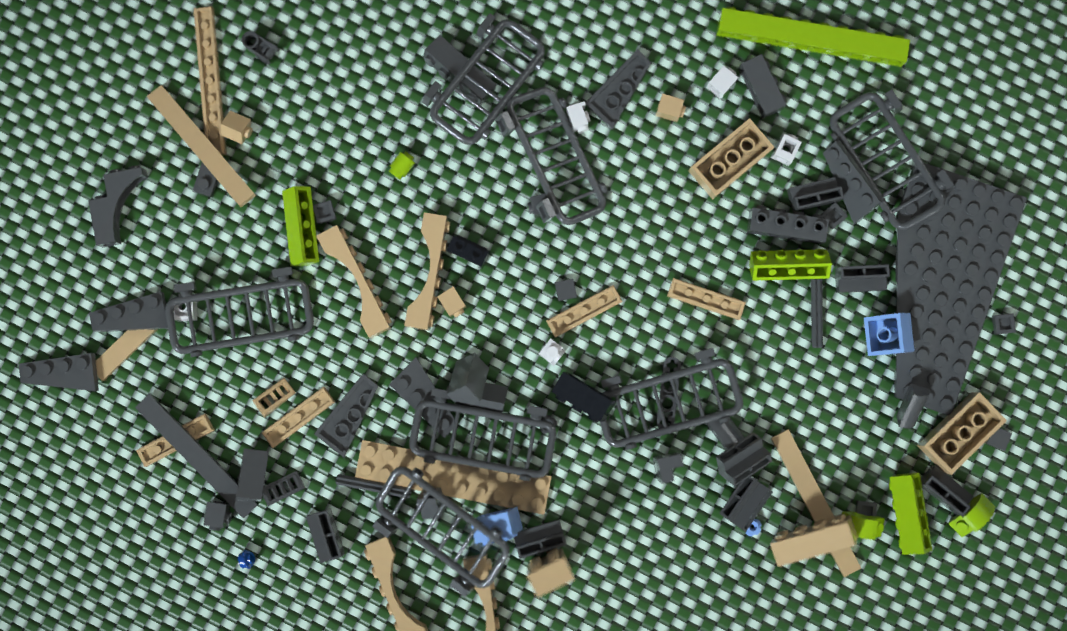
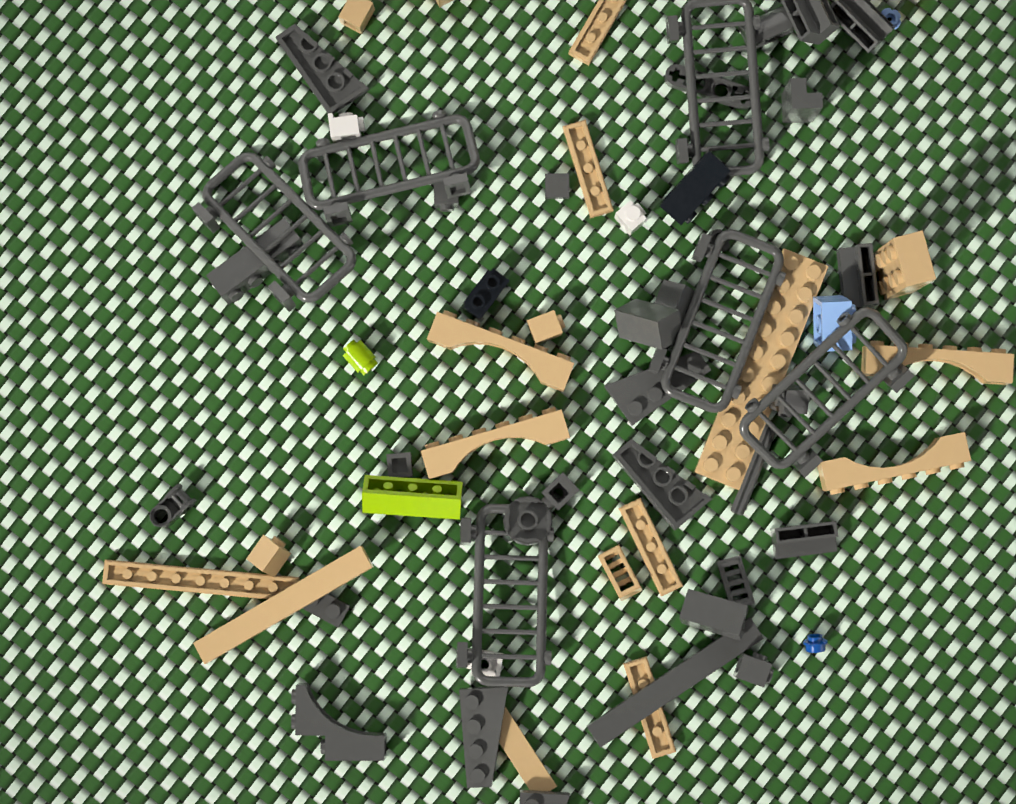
camera: 75 degrees left, 0 degrees up
(299, 318) = (527, 520): none -> dark grey tile
(318, 337) = (566, 485): none -> dark grey brick

